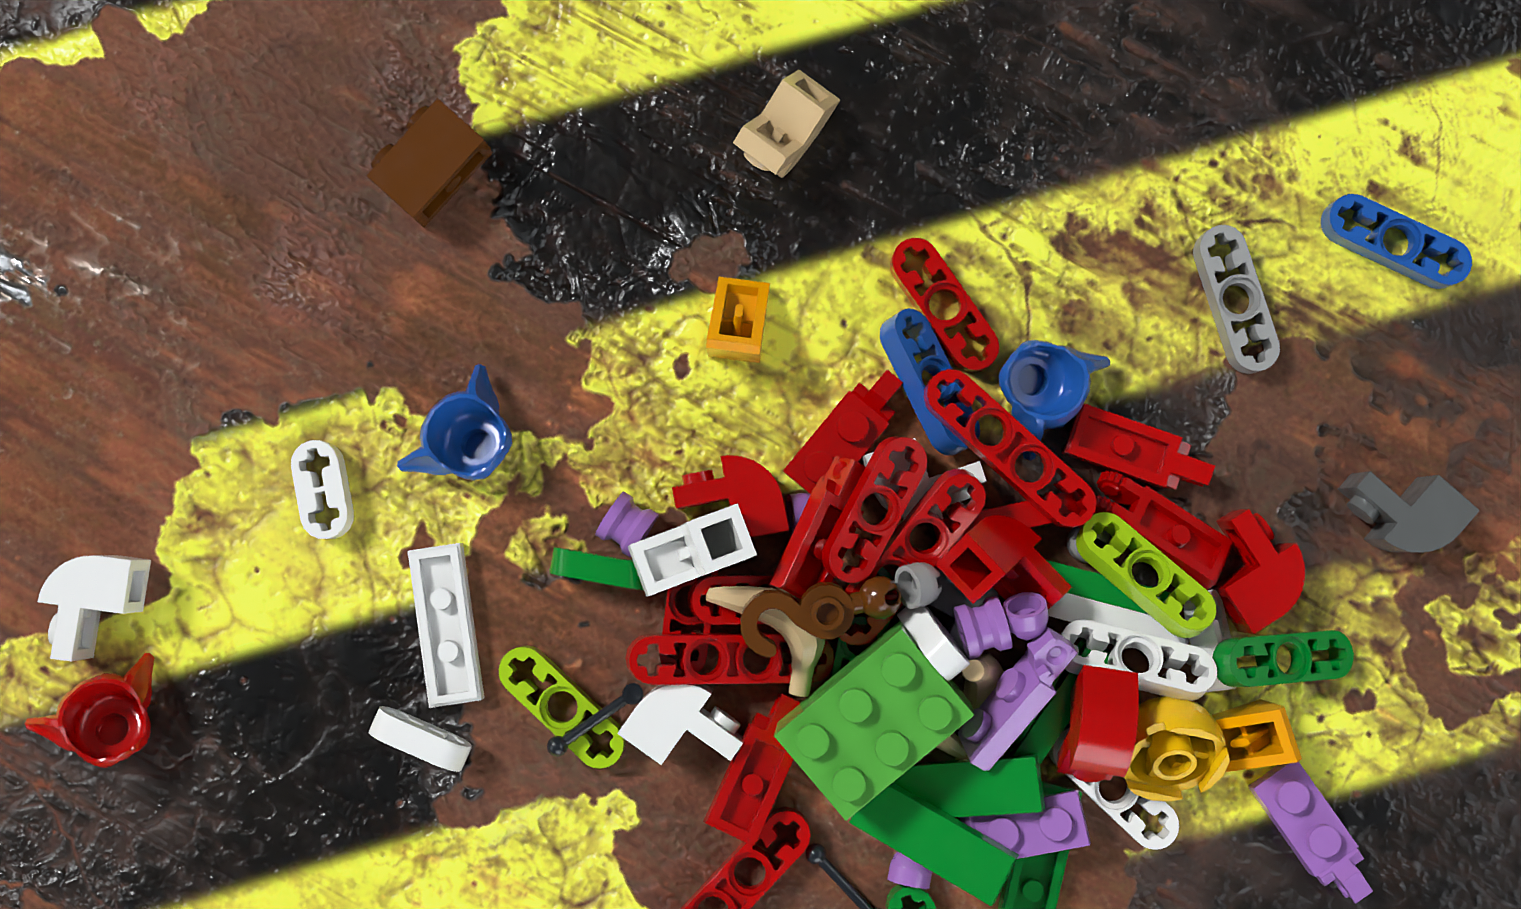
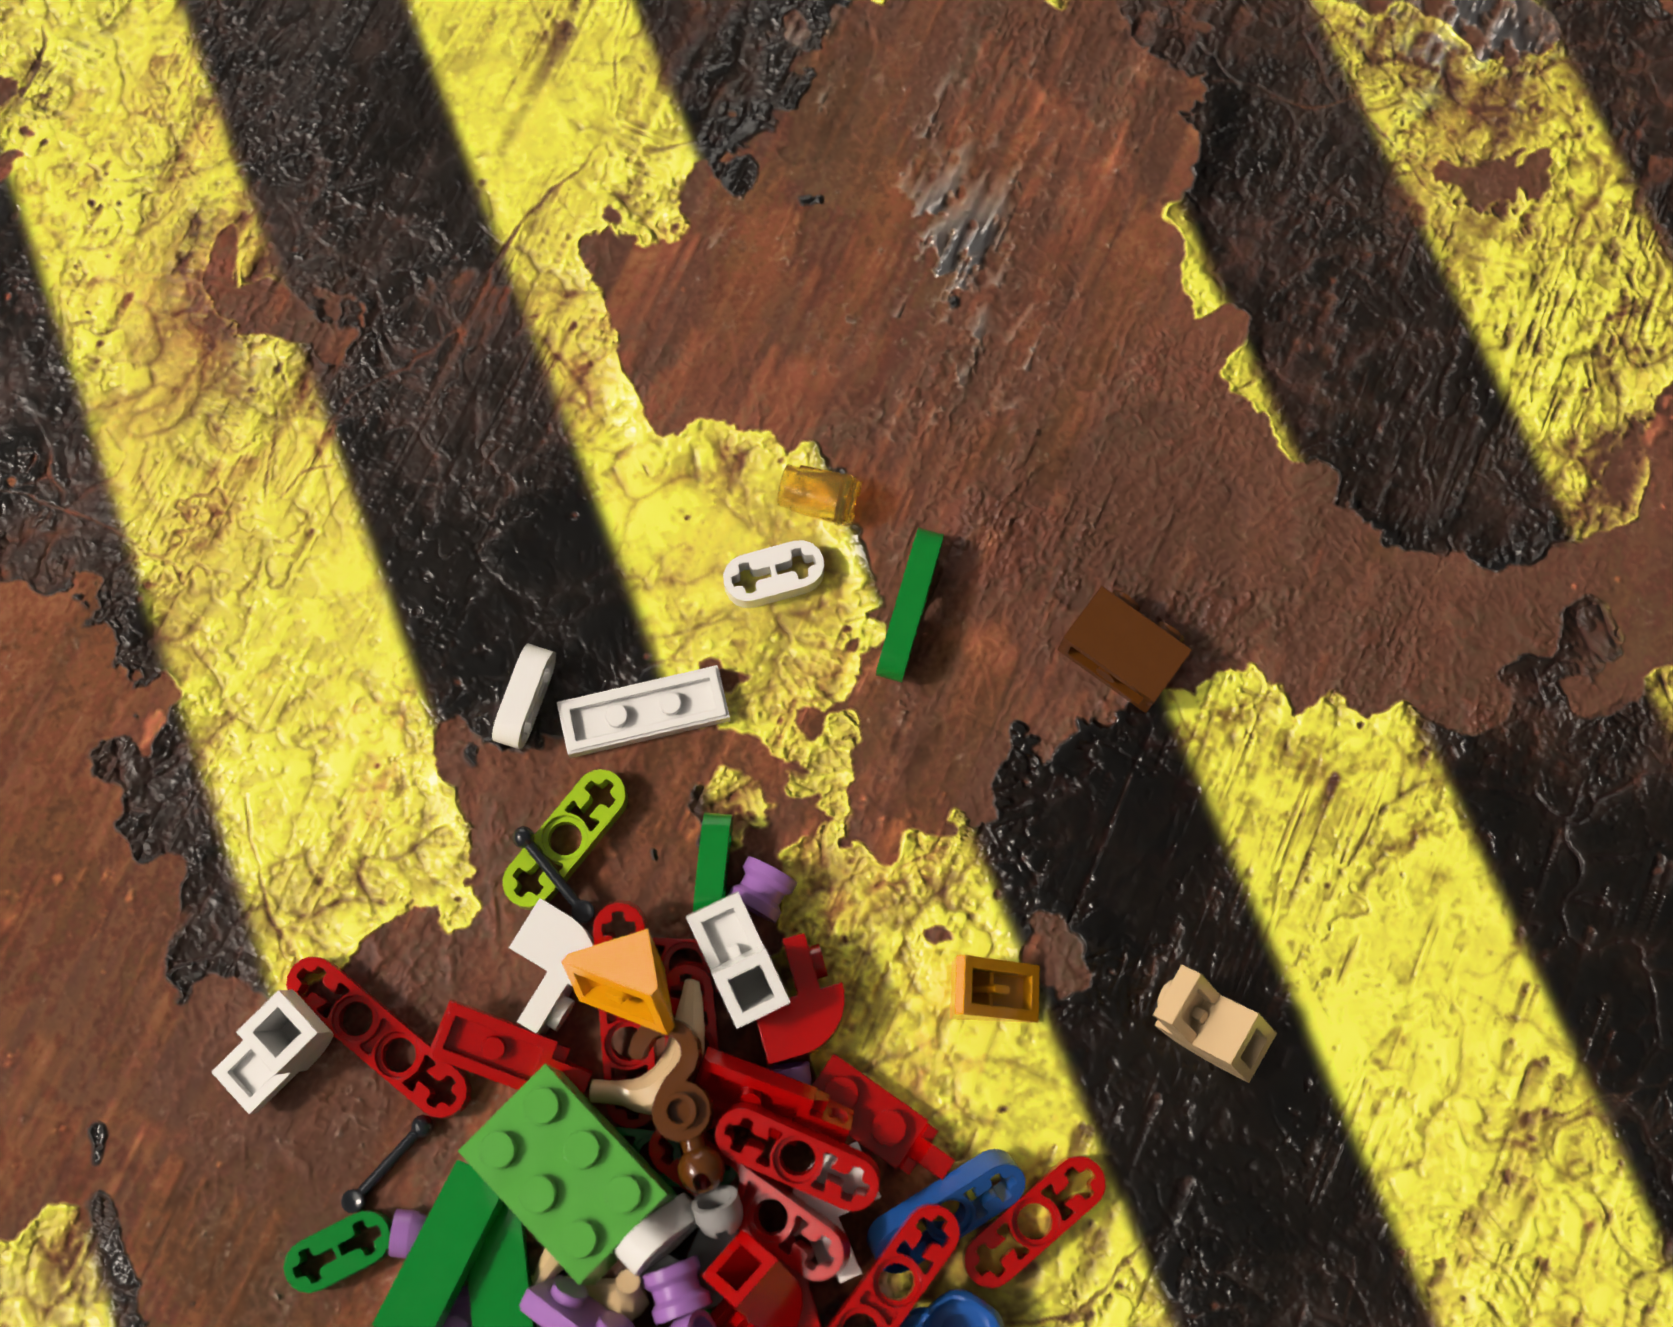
camera: 85 degrees right, 10 degrees down
(84, 590) = (655, 355): white brick -> none
(103, 716) = (530, 385): red piece -> none
(245, 438) = (819, 493): none -> clear yellow piece
(365, 361) = (910, 605): none -> green beam
(462, 433) = (843, 709): blue piece -> none
(702, 657) = (623, 980): none -> light orange slope

